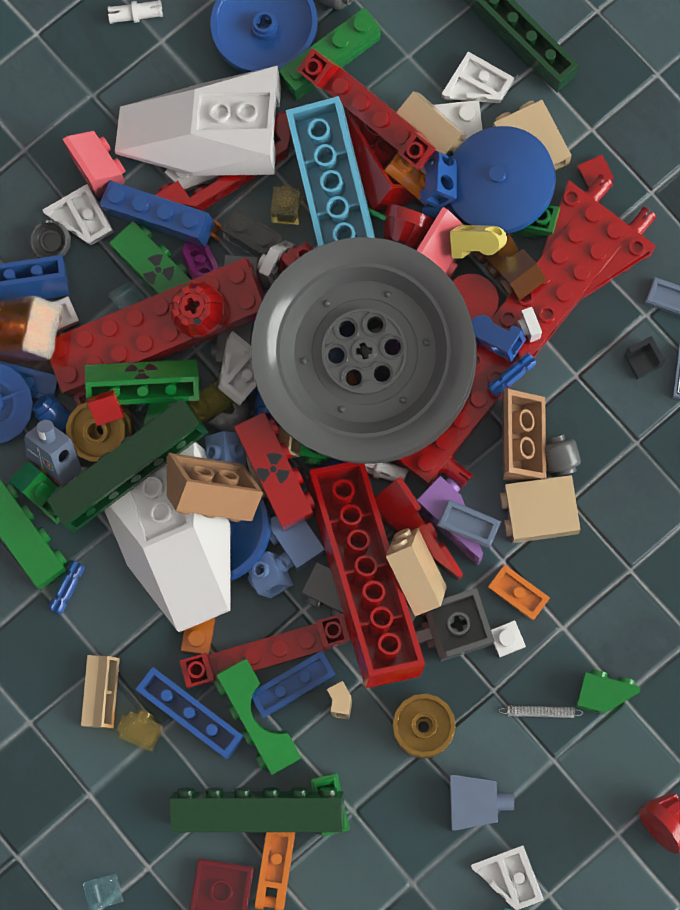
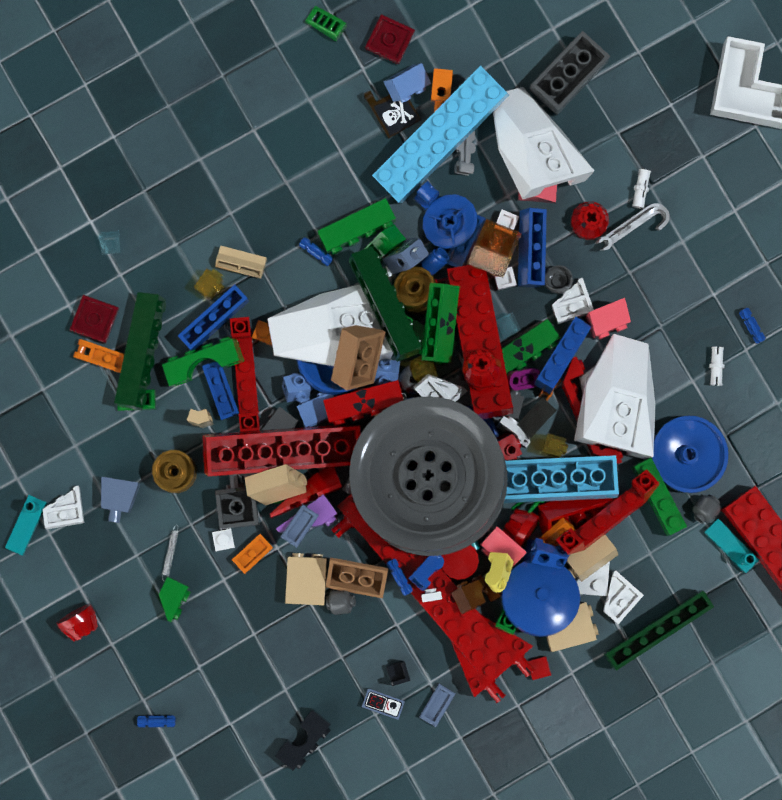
camera: 90 degrees right, 5 degrees up
(105, 407) = (426, 294): red tile -> none

